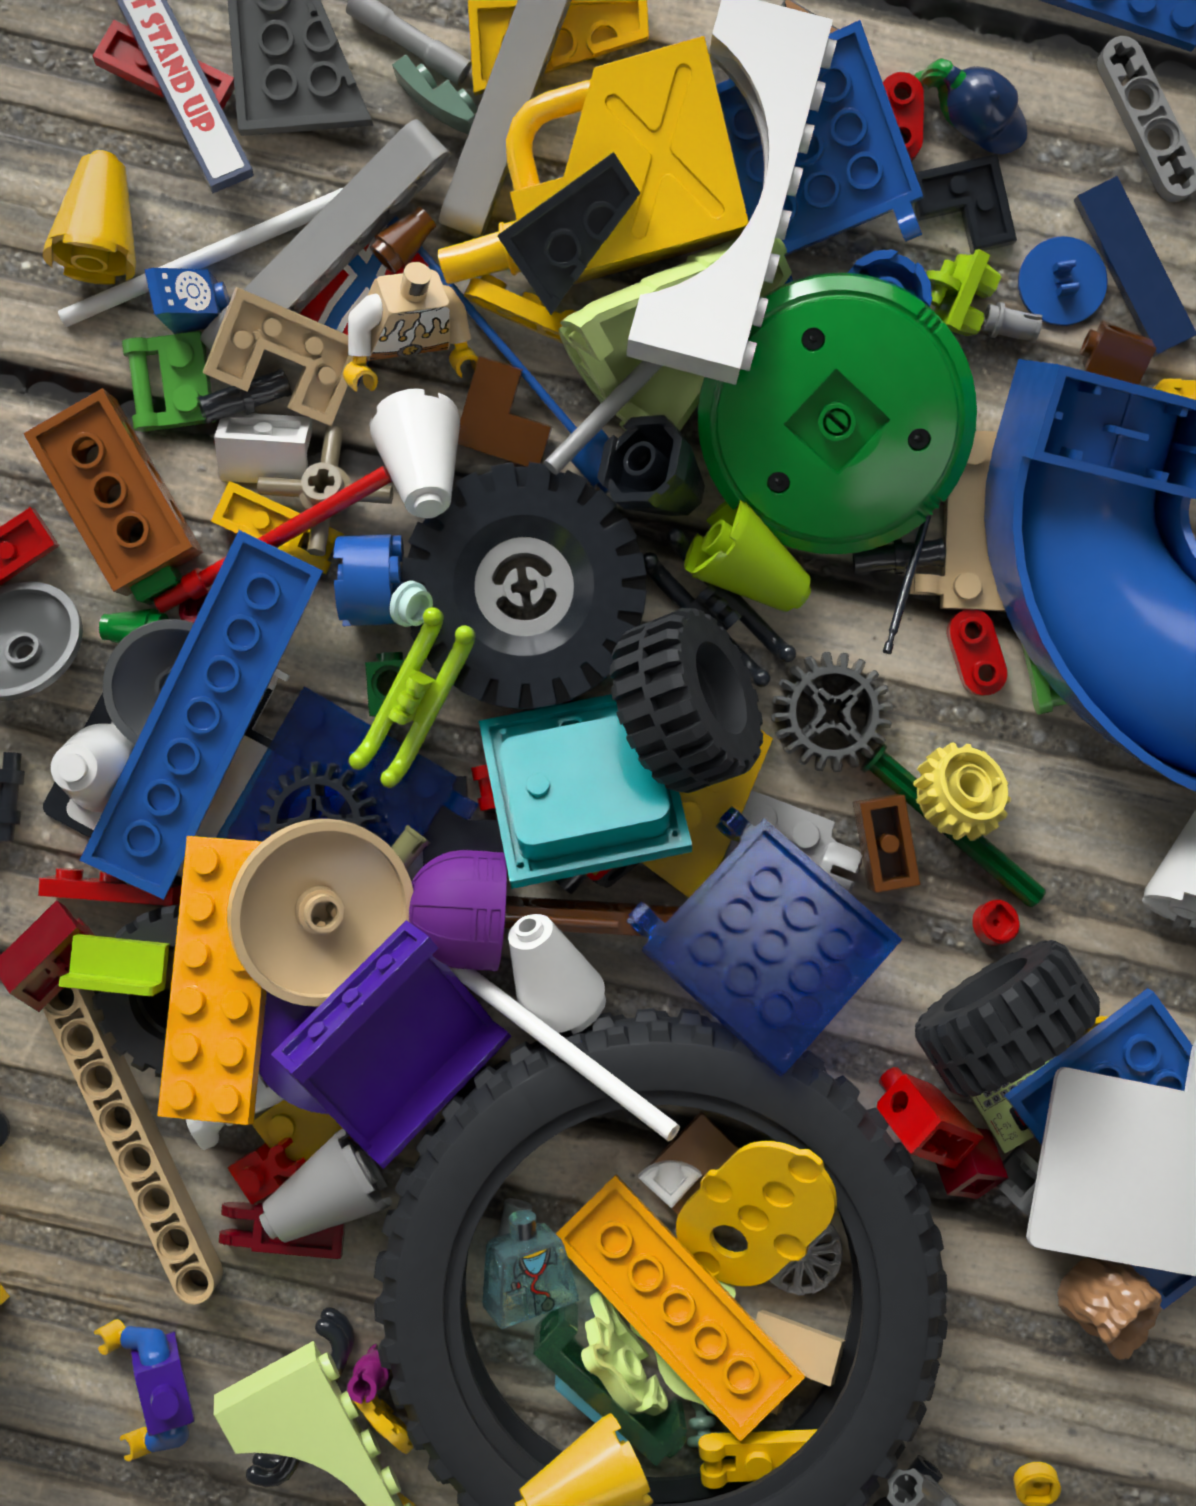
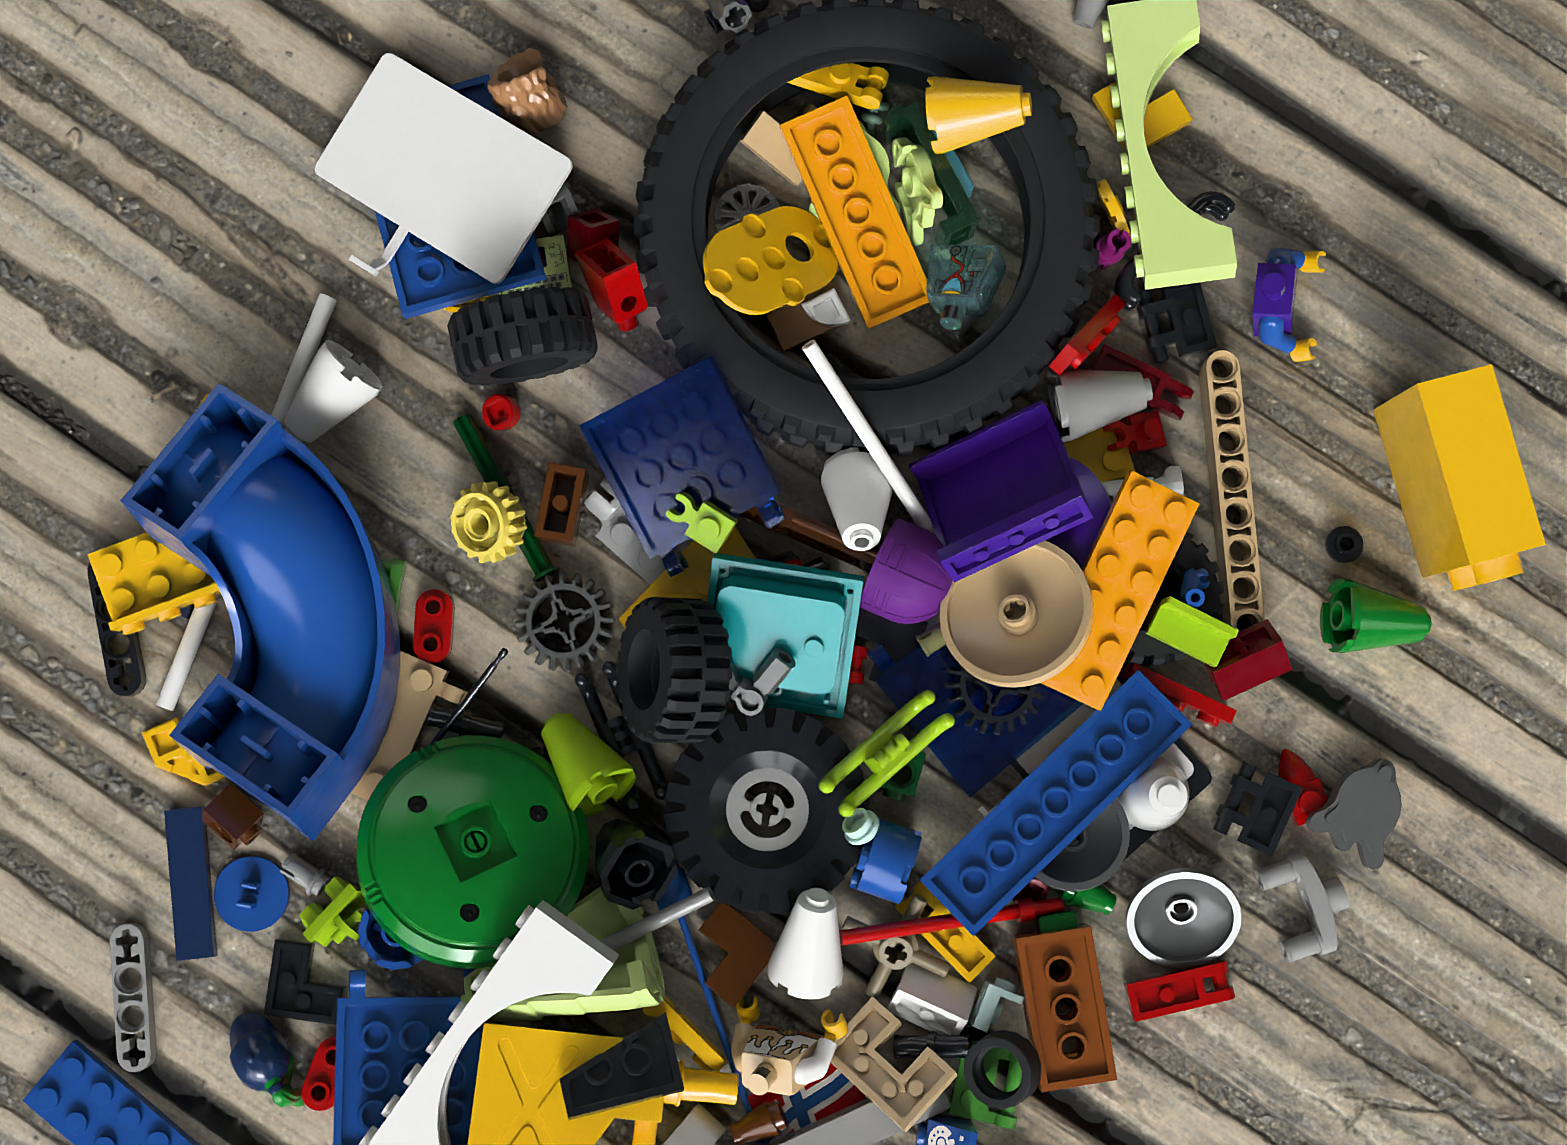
camera: 165 degrees left, 5 degrees down
(135, 1021) = (1191, 584): none -> blue arm
(171, 370) = (981, 1085): none -> black tyre
(199, 461) = (987, 1007): none -> light aqua bracket
(255, 1323) = (1187, 317): none -> black plate
(357, 1261) = (1089, 336): none -> red plate
(587, 706) = (753, 694): none -> dark grey bar
(711, 881) = (707, 524): none -> lime plate

